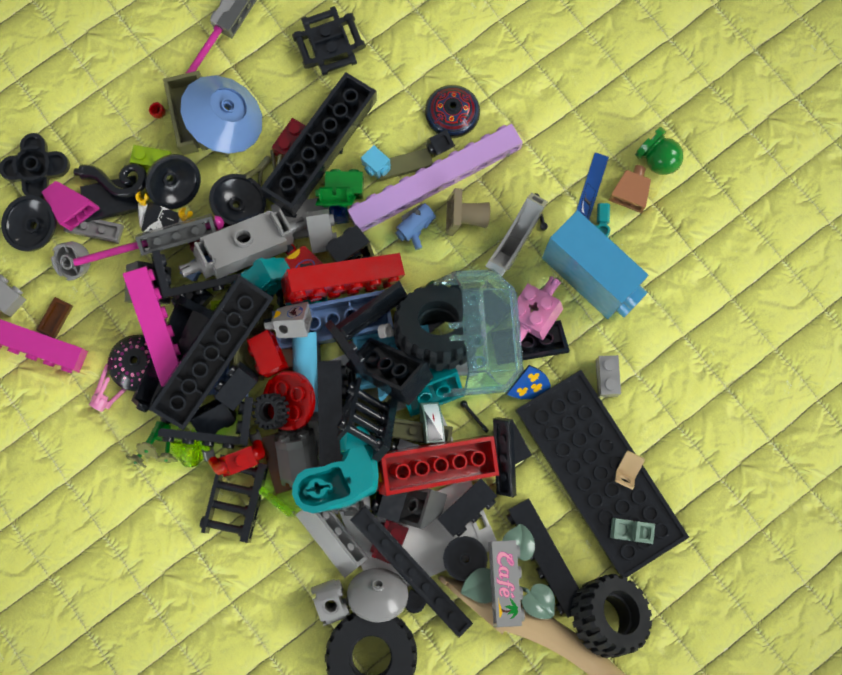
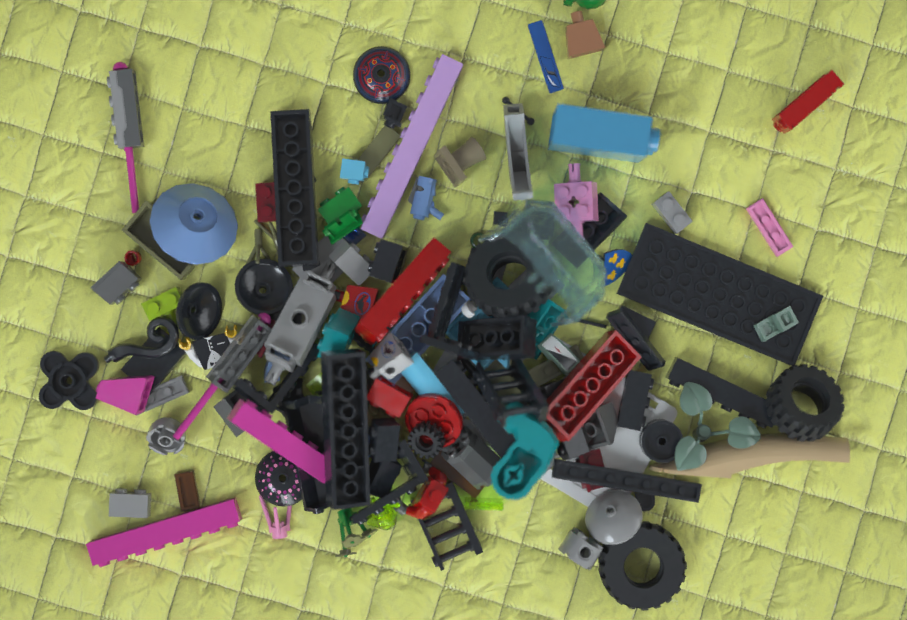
camera: 35 degrees left, 10 degrees up
(20, 219) = (96, 437): black dish -> none
(128, 117) = (117, 283): none -> dark grey slope
(328, 41) = (232, 91): black brick -> none
(334, 540) = (552, 502): light grey brick -> none
(505, 583) = (707, 439): light grey brick -> none
(603, 218) = (581, 92): teal bar -> none
(629, 469) = (740, 278): tan bracket -> none
(681, 448) = (769, 227): none -> bright pink tile
(784, 365) = (807, 102): none -> red door

